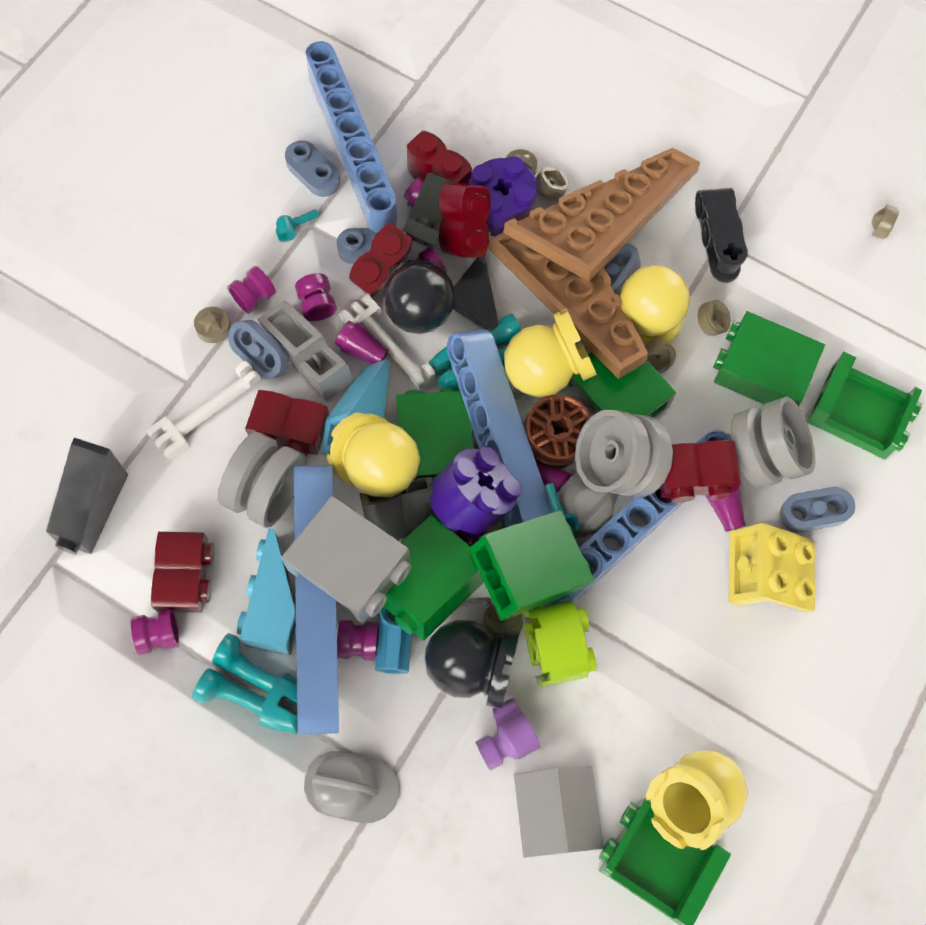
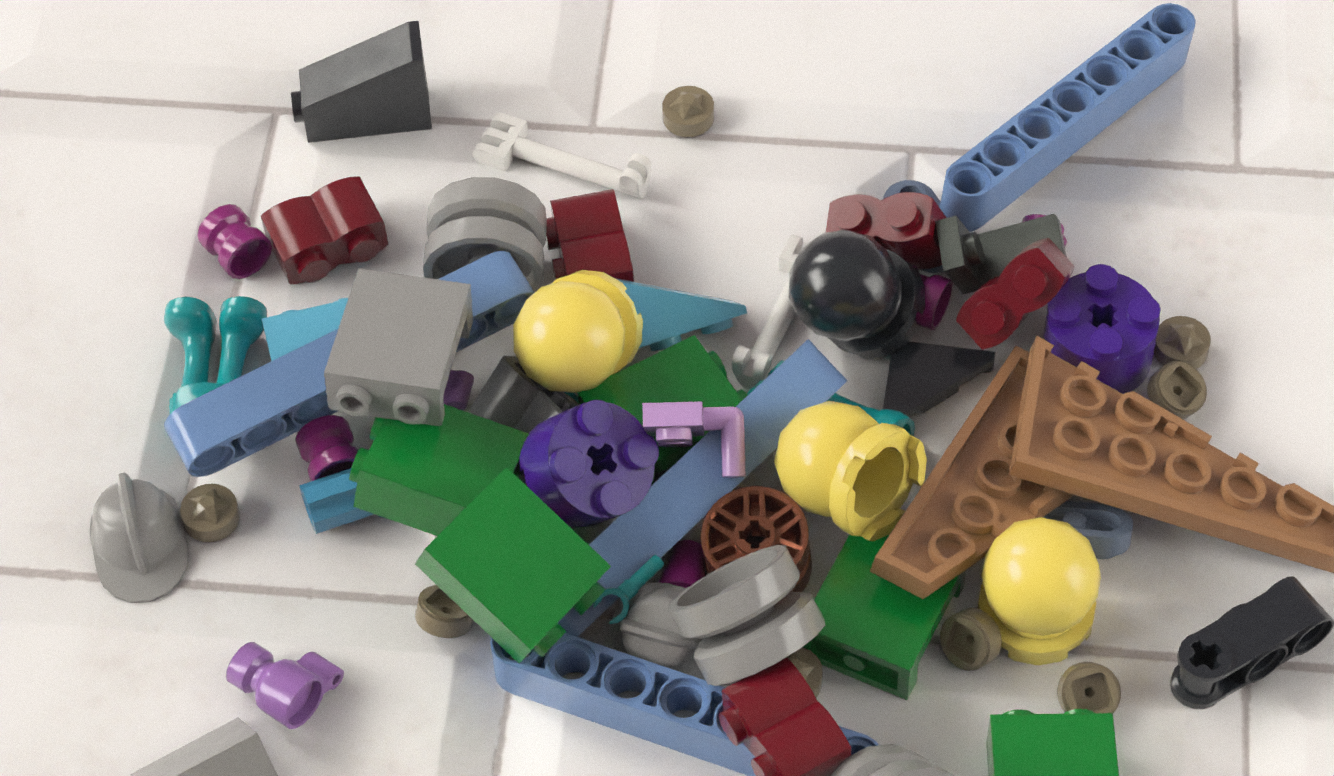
camera: 70 degrees right, 15 degrees down
(252, 289) = (760, 123): magenta wheel -> none
(260, 350) = (678, 170): sand blue plate -> none
(286, 225) = (886, 118): teal hand -> none
(307, 350) = (710, 222): light grey slope -> none
(309, 166) = (1000, 96): sand blue plate -> none
(314, 293) = (797, 193): magenta wheel -> none
(356, 732) = (210, 512): none -> dark tan tile
(360, 343) = (758, 271): magenta cone -> none
(429, 155) = (1097, 224): dark red brick -> none
(469, 660) = (360, 589): black tile -> none
(485, 425) = (678, 421): none -> lavender plate
(558, 643) = (435, 671): lime brick -> none

